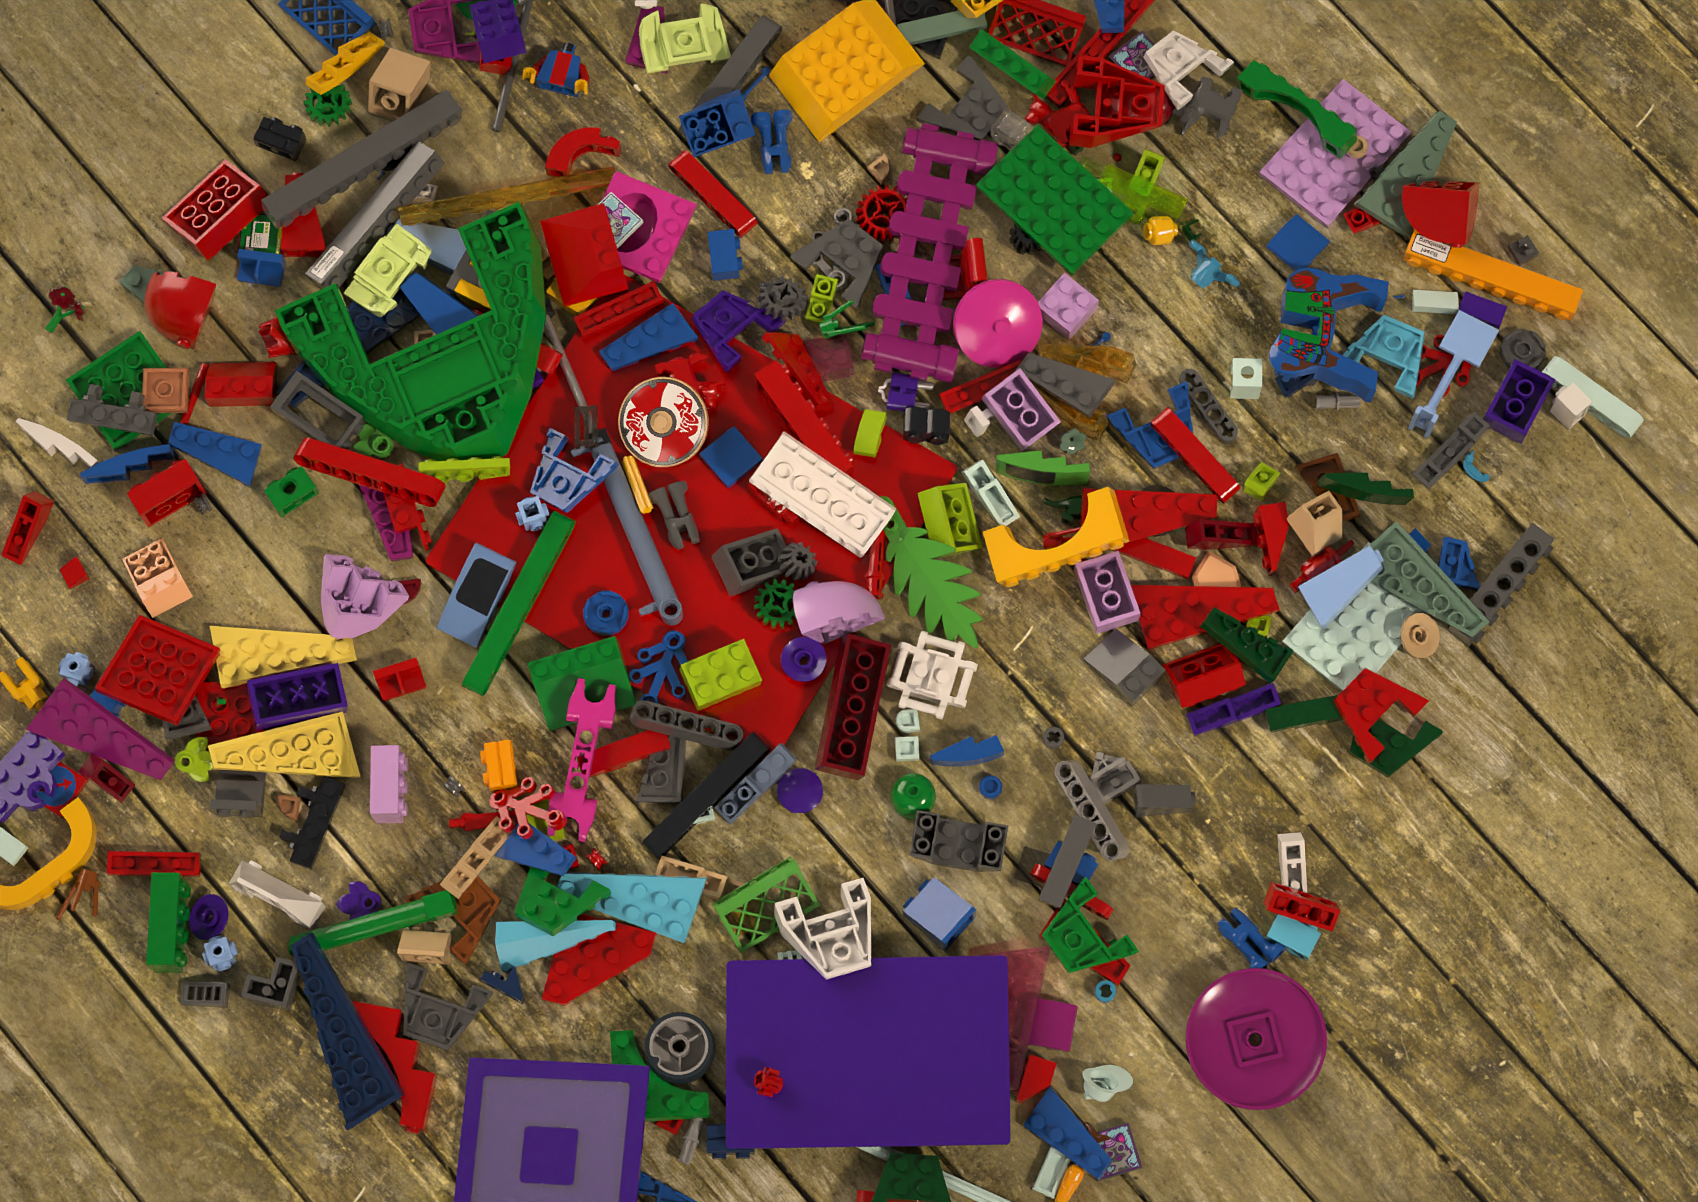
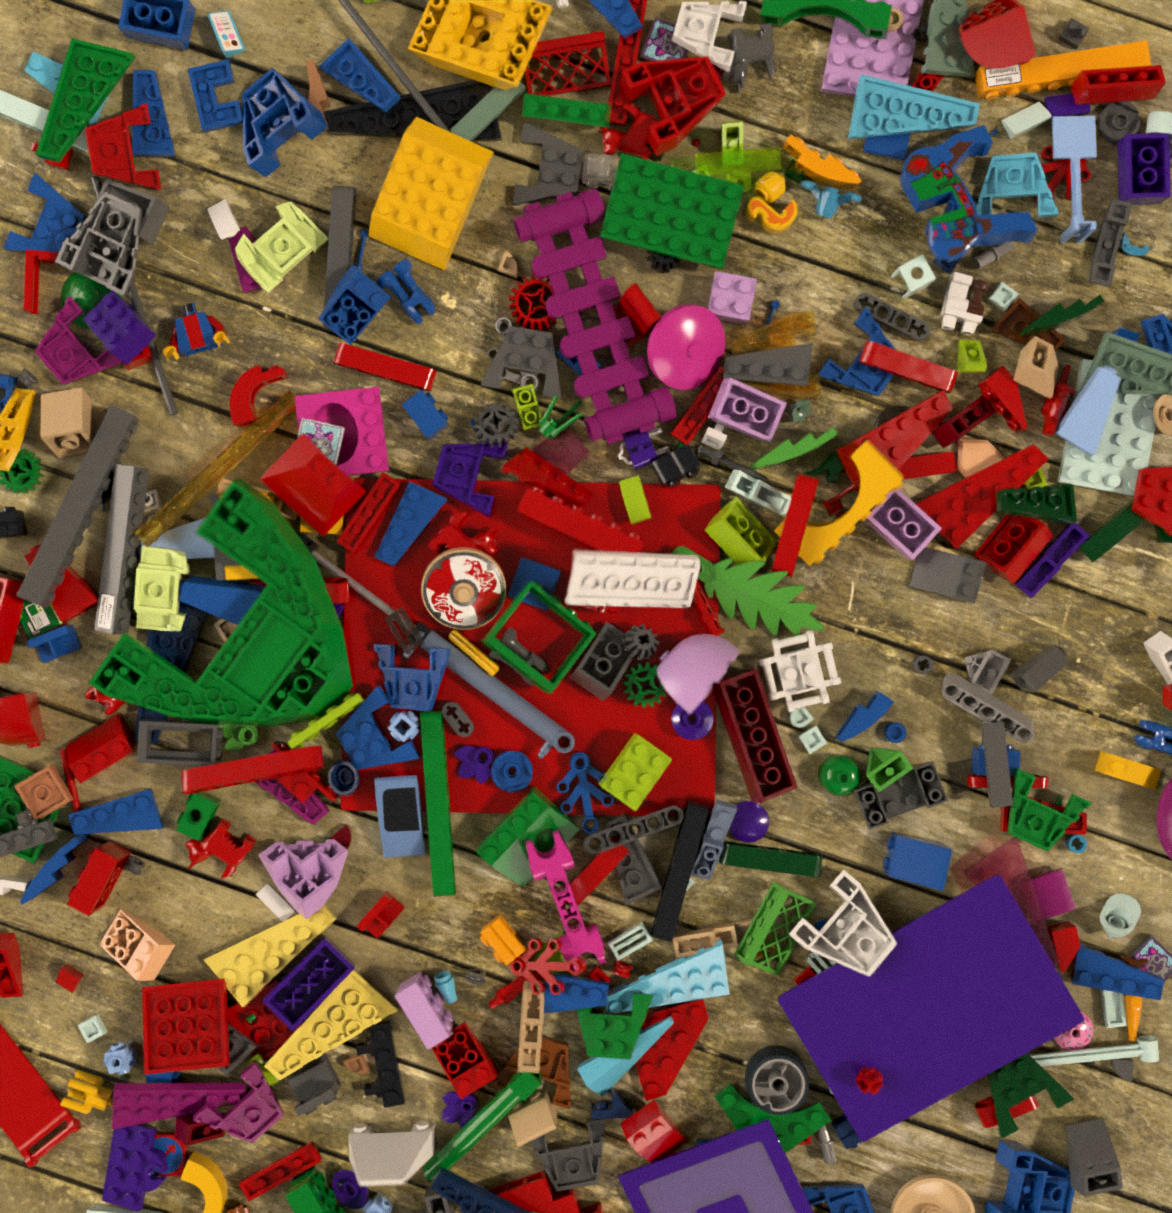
camera: 35 degrees left, 15 degrees up
(65, 631) = (92, 1028): none -> light aqua tile
(162, 792) = (250, 1115): none -> magenta wing
(295, 530) = (222, 846): none -> red animal
(308, 613) = (275, 902): none -> white sticker
(394, 856) = (465, 1061): none -> red slope
(419, 780) = (445, 984): none -> medium azure cone
(447, 529) = (344, 777): none -> dark blue hat
(487, 508) = (365, 739): none -> blue wing
(530, 1028) = (652, 1132): none -> red slope
(572, 587) = (472, 764): none -> dark purple plate
(580, 539) = (462, 715): none -> dark grey beam
(619, 848) = (611, 942): none -> light aqua tile
(672, 510) = (566, 614): none -> green window
(800, 836) = (771, 859): none -> dark green beam
(960, 809) = (886, 767): none -> bright green slope
(971, 442) = (718, 457): none -> dark grey sword
(1002, 1186) = (1078, 1041): none -> bright pink dish
(1003, 531) = (795, 524): none -> red beam
(1144, 260) = (769, 218): none -> yellow animal
(1196, 949) = (1128, 770): none -> yellow slope
(1221, 244) = (827, 171): none -> light orange slope
(1275, 430) = (958, 308): none -> white hips
(1315, 224) = (895, 109): none -> medium azure wing
(1324, 445) = (1003, 296): none -> light aqua tile
(1534, 313) = (1118, 84): none -> red brick

